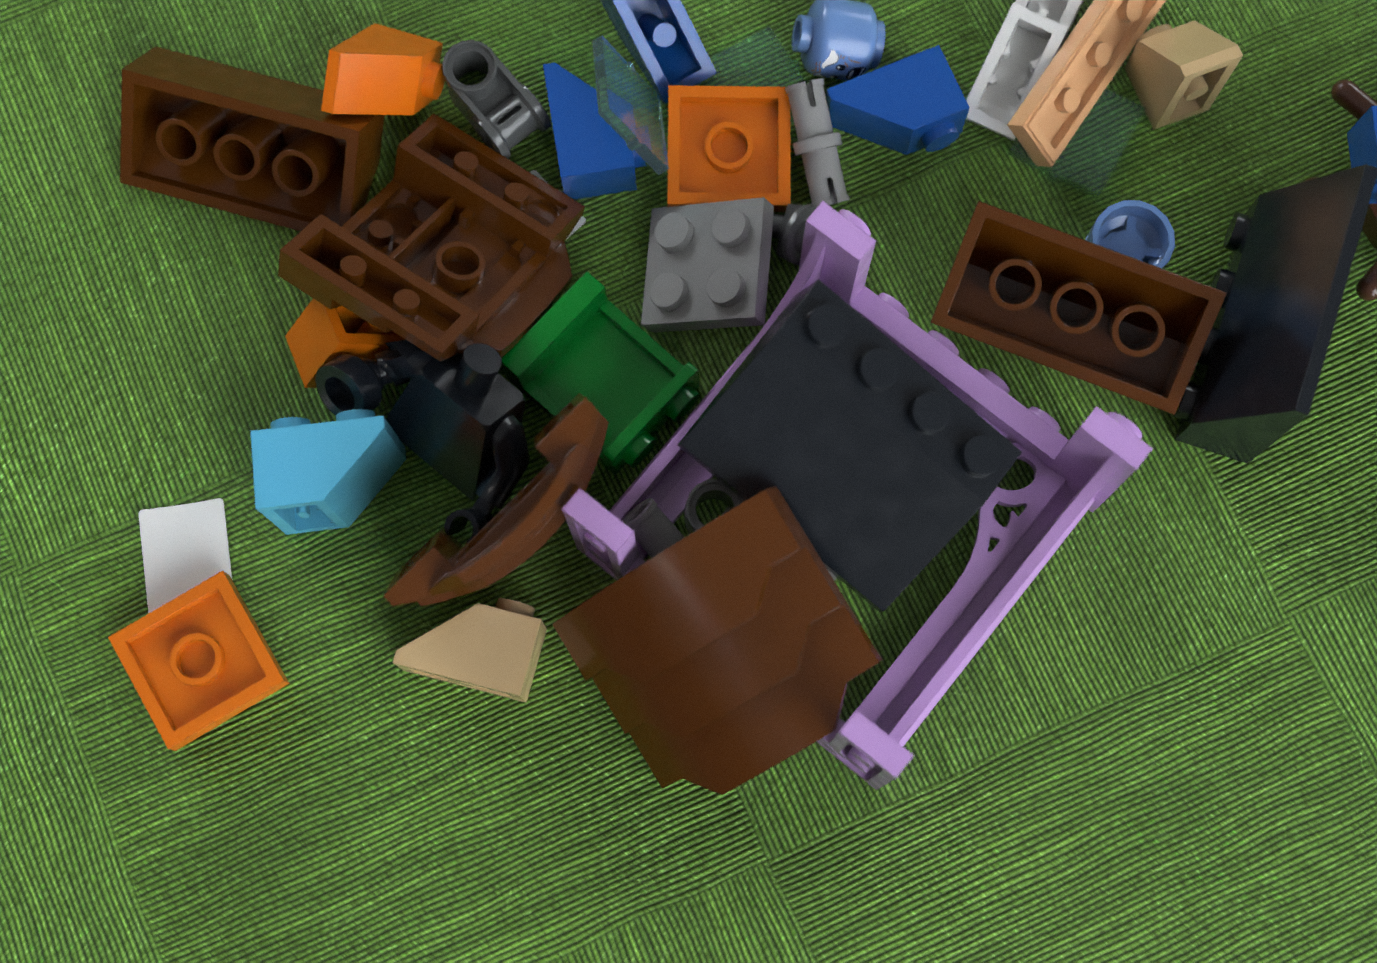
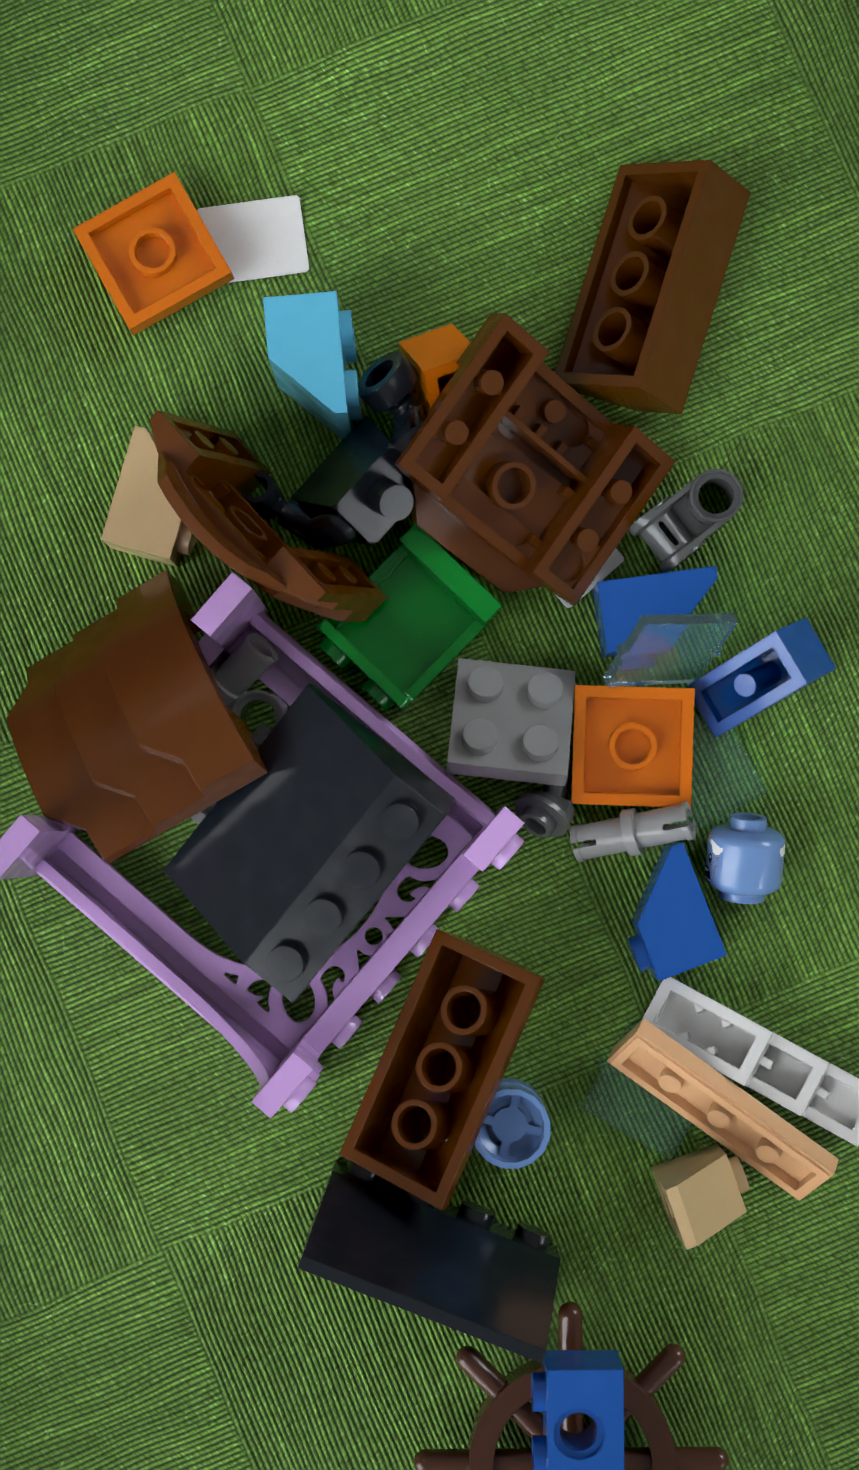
camera: 90 degrees right, 10 degrees up
(382, 73) = (711, 411): orange slope -> none

